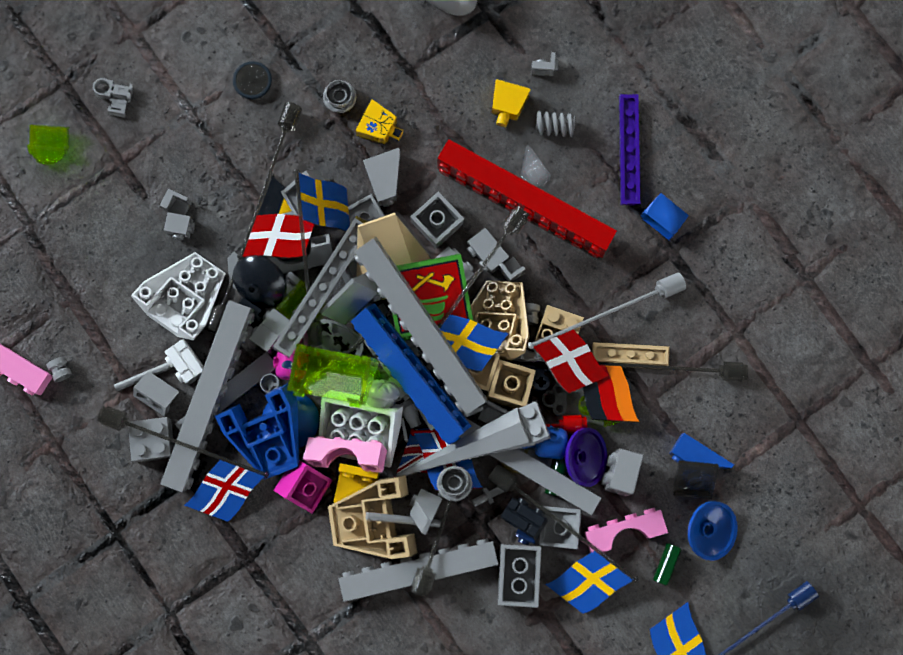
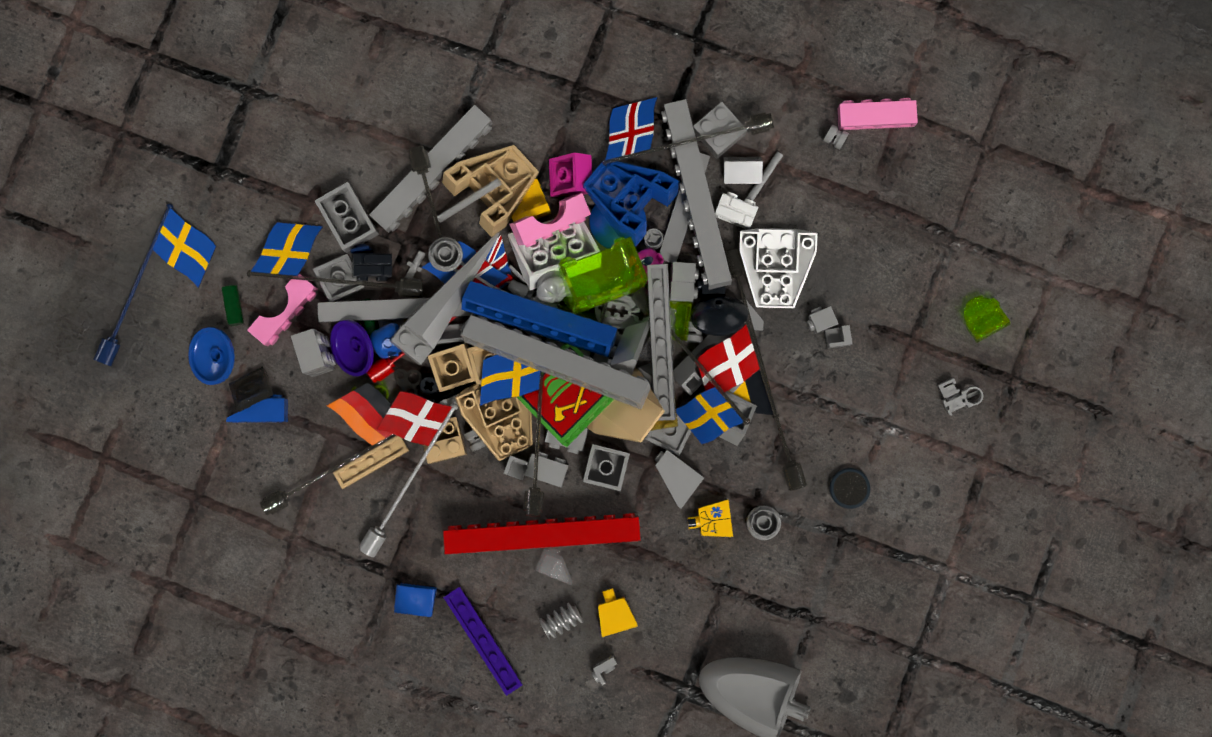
camera: 155 degrees right, 5 degrees up
(424, 509) = (457, 219): light grey slope -> none

